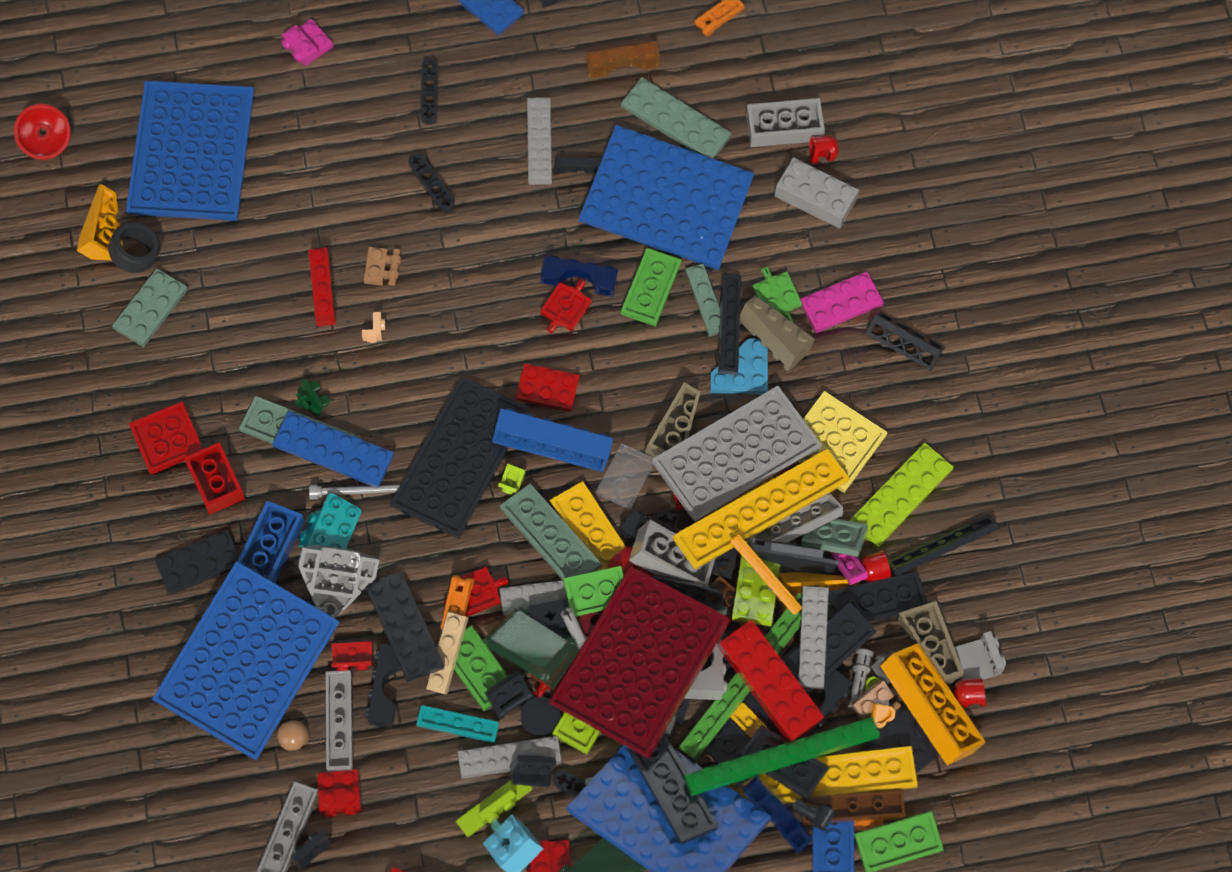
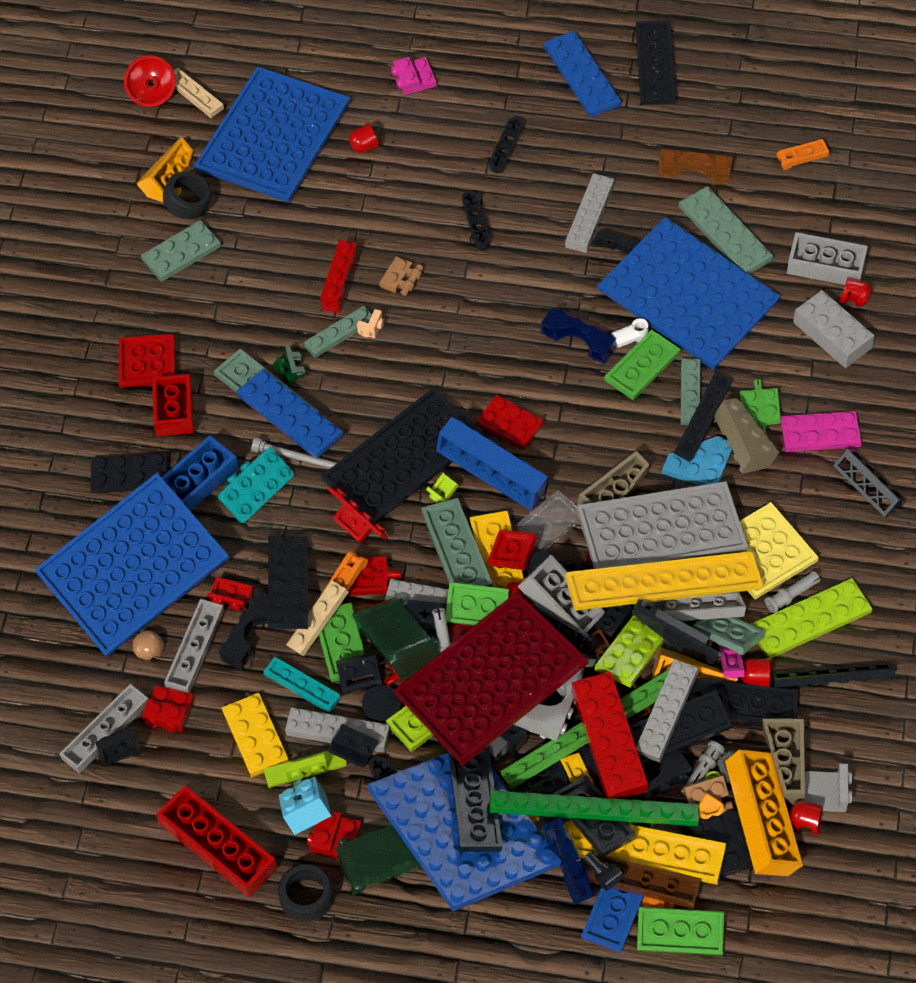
camera: 25 degrees right, 10 degrees down
(95, 130) = (197, 94): none -> tan plate
(286, 130) = (363, 139): none -> red helmet
(336, 575) = (243, 518): light grey wedge -> none
(344, 345) = (337, 332): none -> sand green plate
(433, 789) = (254, 734): none -> yellow plate
(440, 540) = (354, 521): none -> red bracket
(566, 306) = (555, 358): red plate -> none
(605, 522) = (512, 549): none -> red plate
(627, 258) = (630, 333): none -> white piece
(765, 573) = (642, 637): light orange axle -> none
(870, 481) = (785, 596): none -> light grey pin

